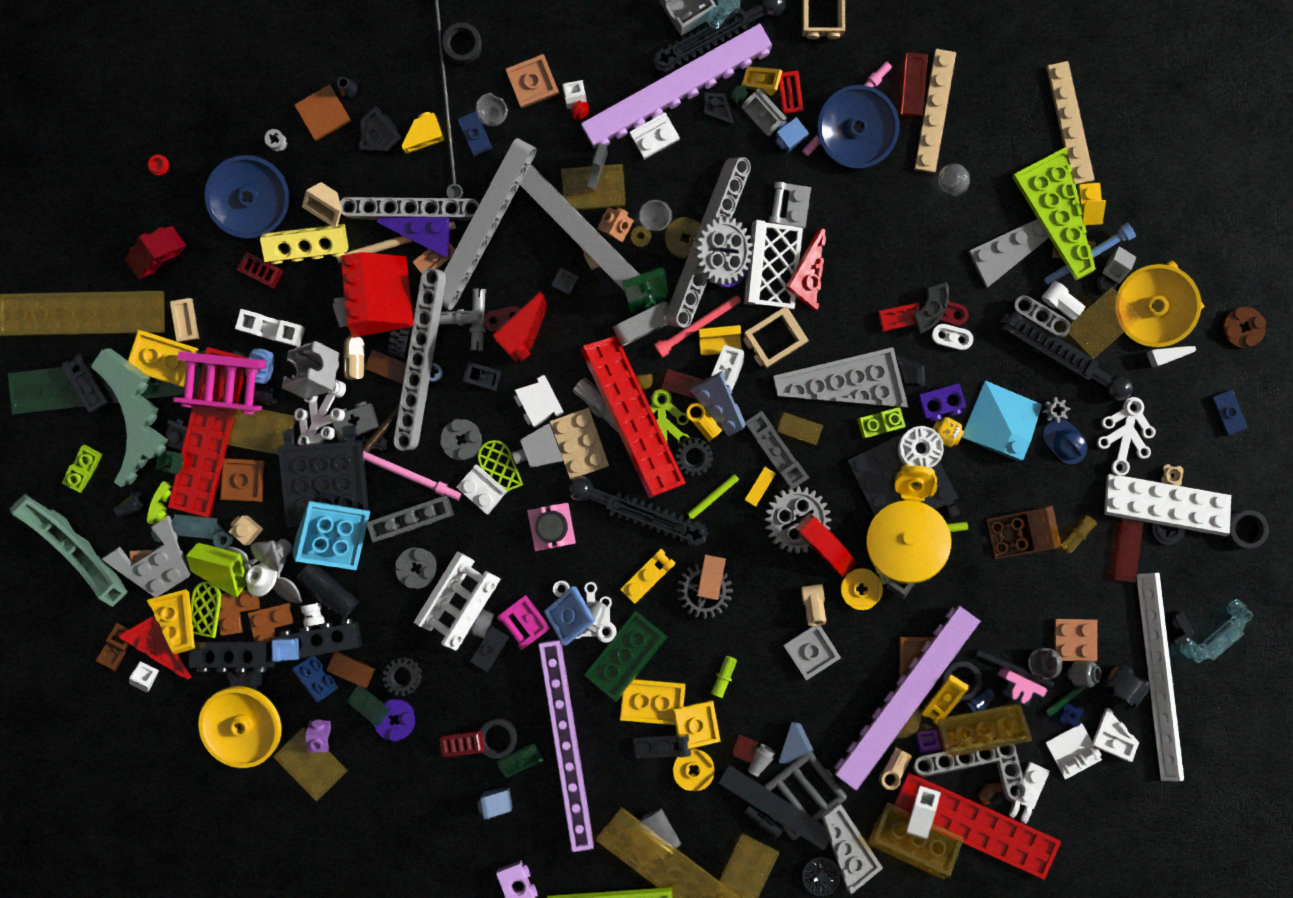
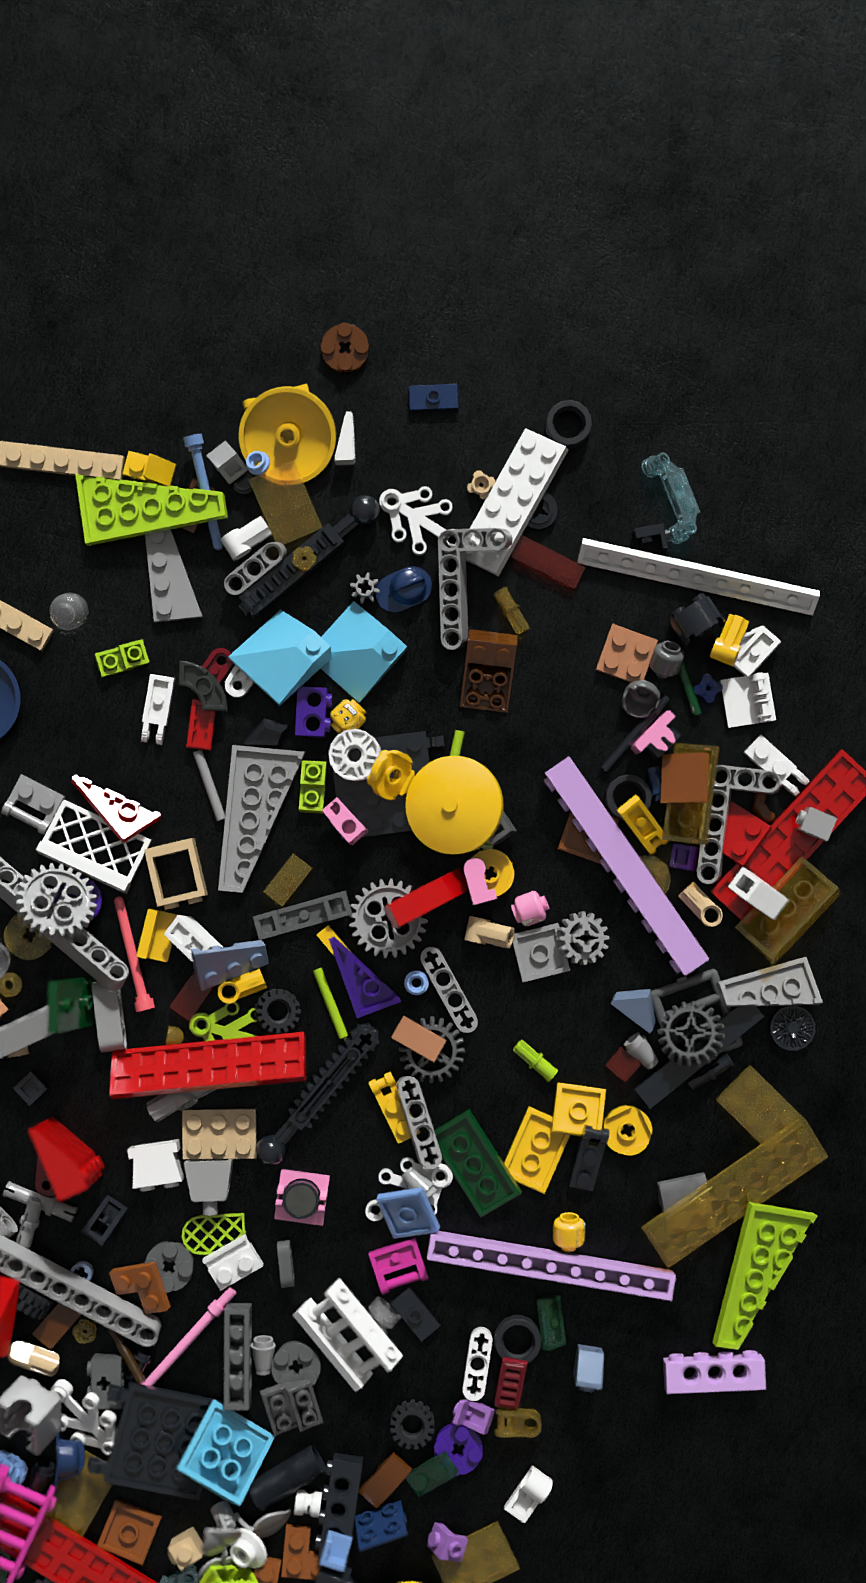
camera: 75 degrees left, 0 degrees up
(285, 414) = (70, 1459): none -> dark blue piece
(378, 788) = (530, 1492): none -> white plate
(382, 390) = (78, 1331): none -> clear yellow plate
(384, 575) = (291, 1406): none -> flat silver slope
(417, 538) = (263, 1352): none -> light grey cone
(425, 722) = (473, 1415): none -> medium lavender bracket
(431, 758) = (515, 1422): none -> clear yellow piece
(444, 424) = (146, 1281): none -> dark orange plate
(452, 720) = (481, 1382): none -> white beam
(494, 532) = (285, 1264): none -> dark grey beam
(597, 750) = (569, 1231): none -> yellow head
(646, 603) = (416, 1123): none -> light grey beam
(735, 519) = (363, 987): none -> dark purple wing
(758, 589) = (446, 991): none -> light grey beam
(760, 559) = (416, 990): none -> light blue plate
(791, 803) = (679, 1032): none -> dark grey gear
(826, 681) = (582, 928): none -> light grey gear
(844, 631) = (530, 908): none -> bright pink head
(853, 340) = (209, 785): none -> light grey bar
(855, 578) = (474, 873): none -> bright pink leg
(864, 458) = (345, 821): none -> bright pink leg
(903, 276) = (157, 706): none -> white hinge
(930, 235) = (121, 658): none -> lime slope
(964, 784) = (743, 834): none -> red wing
(979, 362) = (281, 656): none -> medium azure slope
(994, 840) = (815, 823): none -> light grey brick
(995, 721) = (685, 778): none -> dark orange tile
(1071, 353) = (304, 564): none -> clear yellow plate
(1093, 482) = (458, 577): none -> light grey beam
(1112, 720) = (727, 646): none -> yellow piece
(1130, 285) = (256, 457): none -> light blue plate

